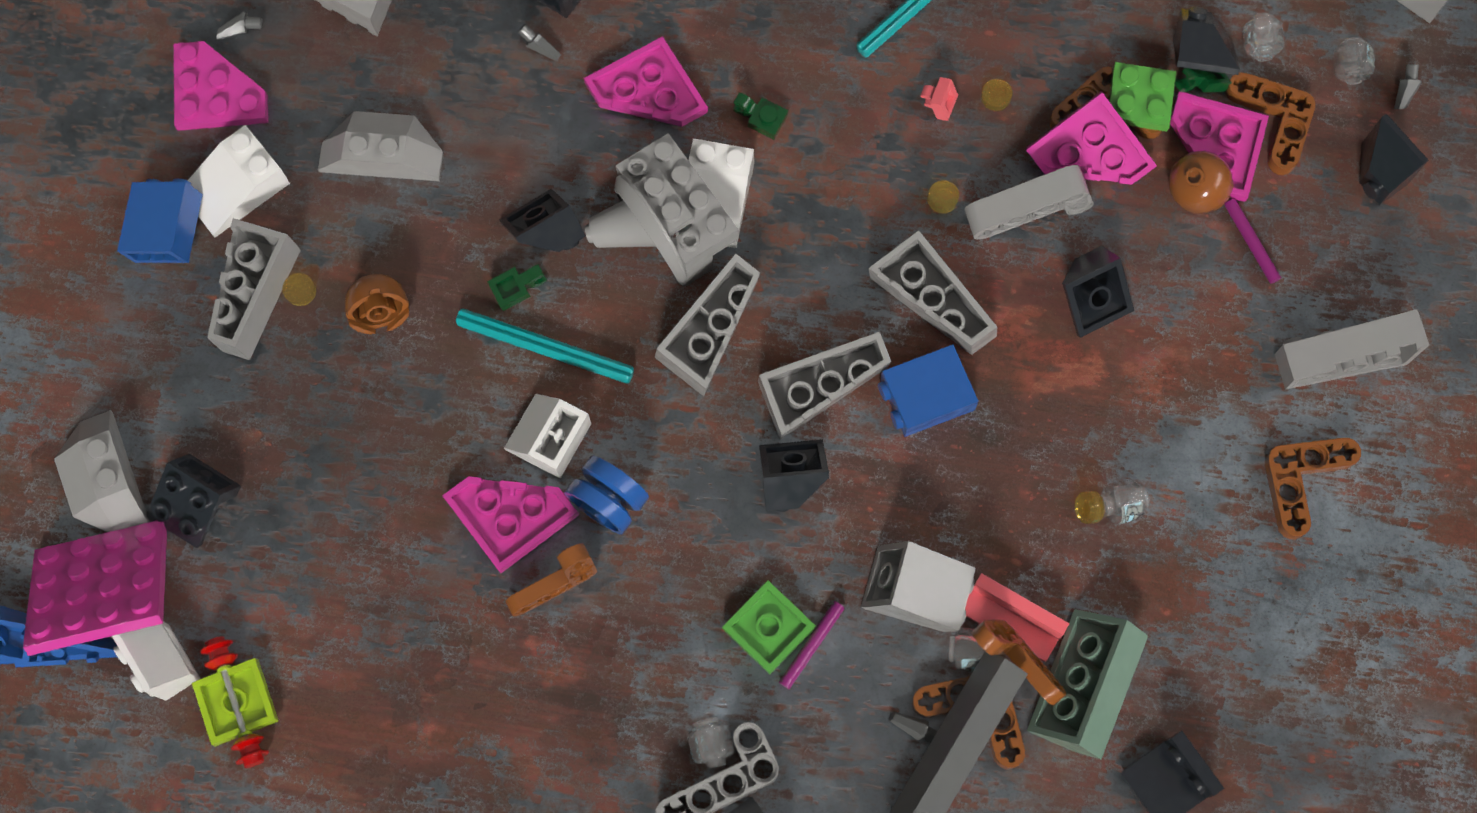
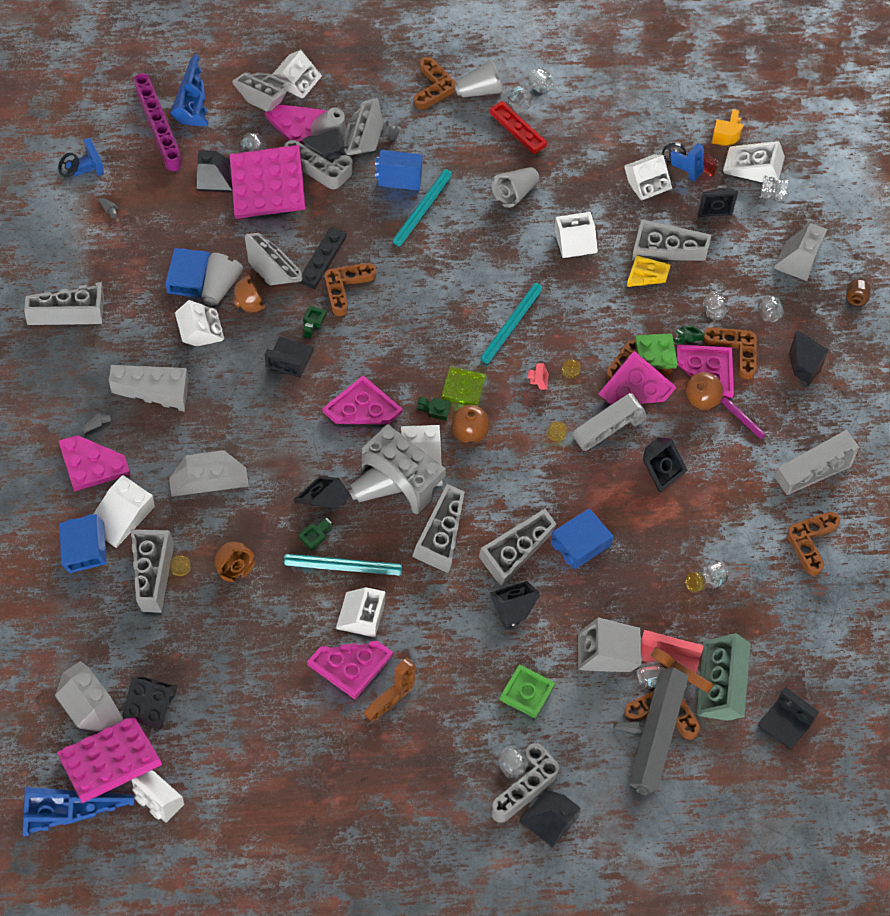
camera: 20 degrees left, 15 degrees down
(234, 702) = (212, 810): lime plate -> none
(538, 43) = (287, 394): dark grey bar -> none
(606, 494) = (409, 636): blue wheel -> none
(808, 155) = (470, 424): none -> dark orange cylinder
(811, 645) = (555, 696): magenta bar -> none
(816, 88) = (463, 386): none -> clear neon green tile
(930, 289) = (569, 483): light grey wedge -> none
(1203, 43) = (682, 315): black slope -> none
(1408, 86) = (805, 316): dark grey bar -> none

